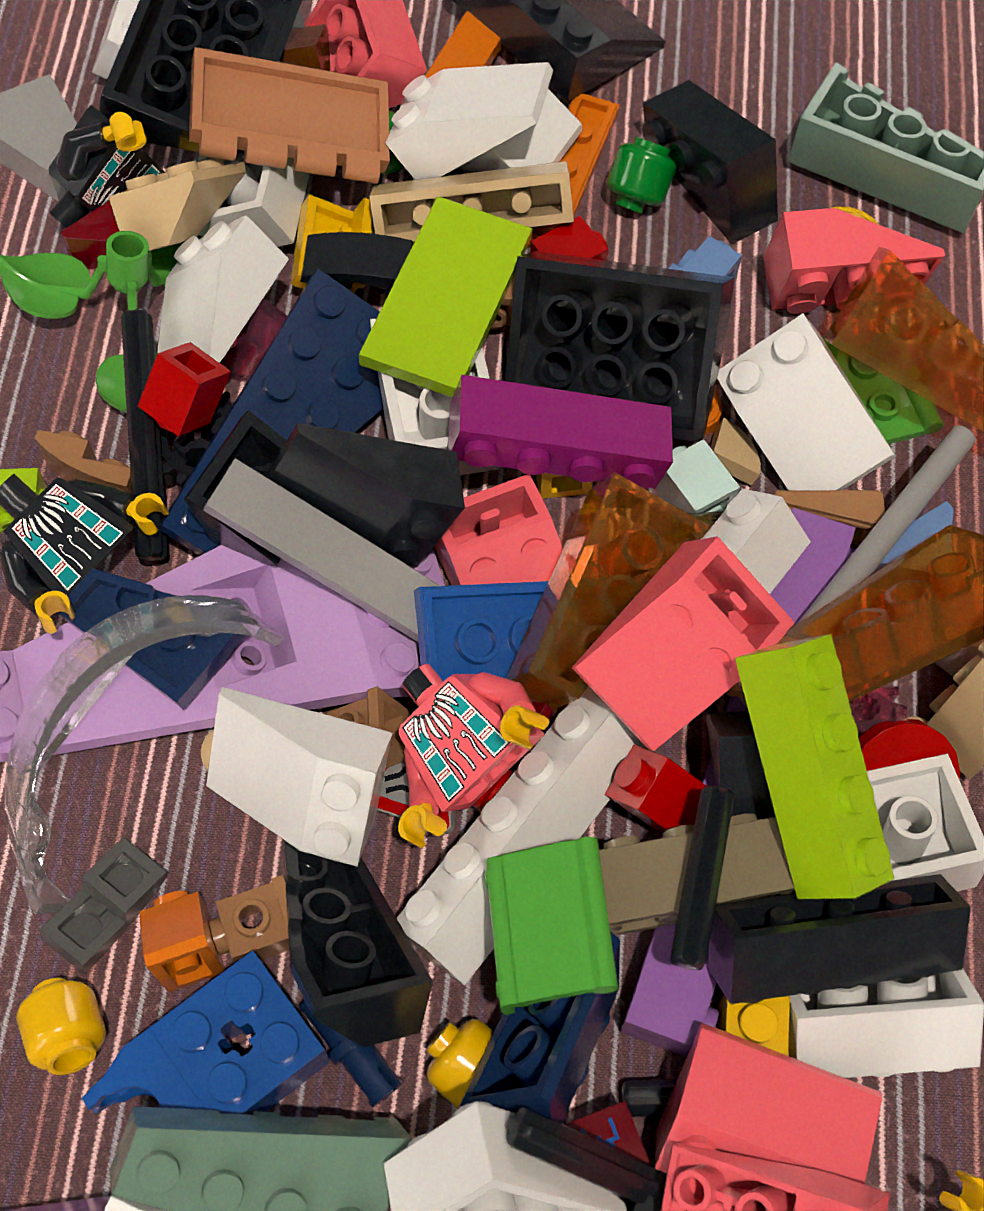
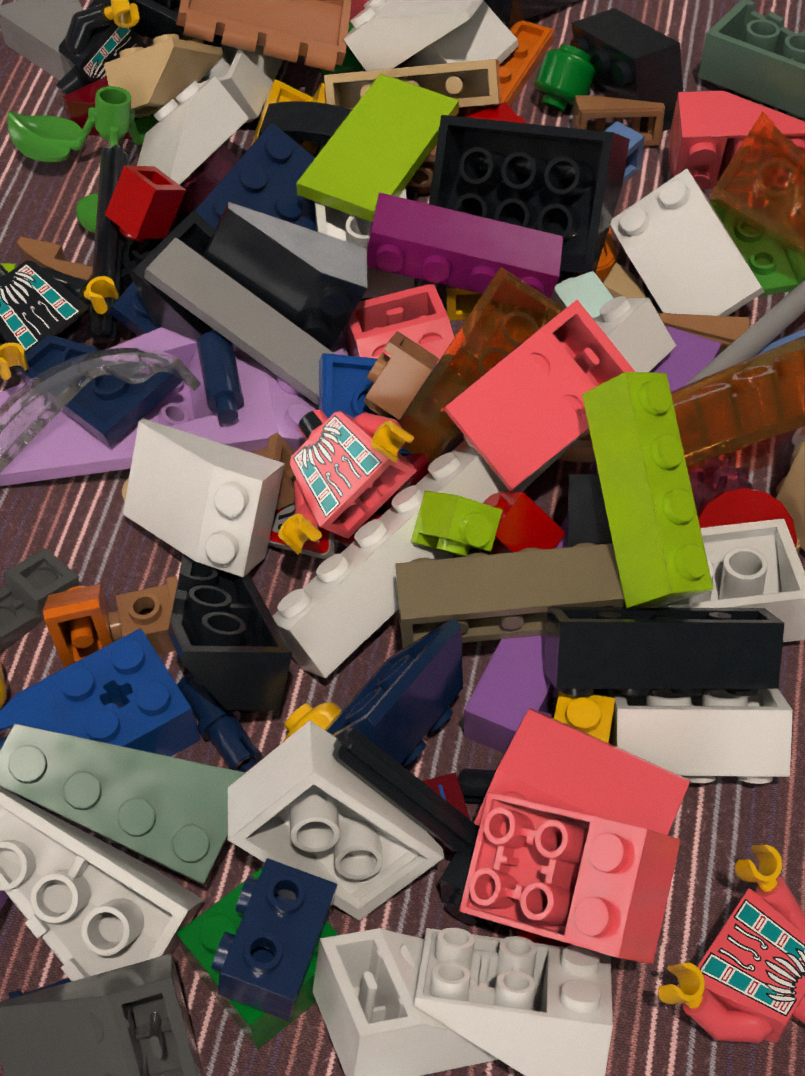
camera: 10 degrees right, 10 degrees down
(302, 617) = (220, 376): none -> dark blue cylinder
(513, 616) = (398, 376): none -> medium nougat brick
(550, 923) = (397, 605): bright green piece -> none
(597, 801) = (455, 524): none -> lime brick
(678, 219) = (606, 107): none -> medium nougat slope
(702, 878) = (539, 581): black axle -> none

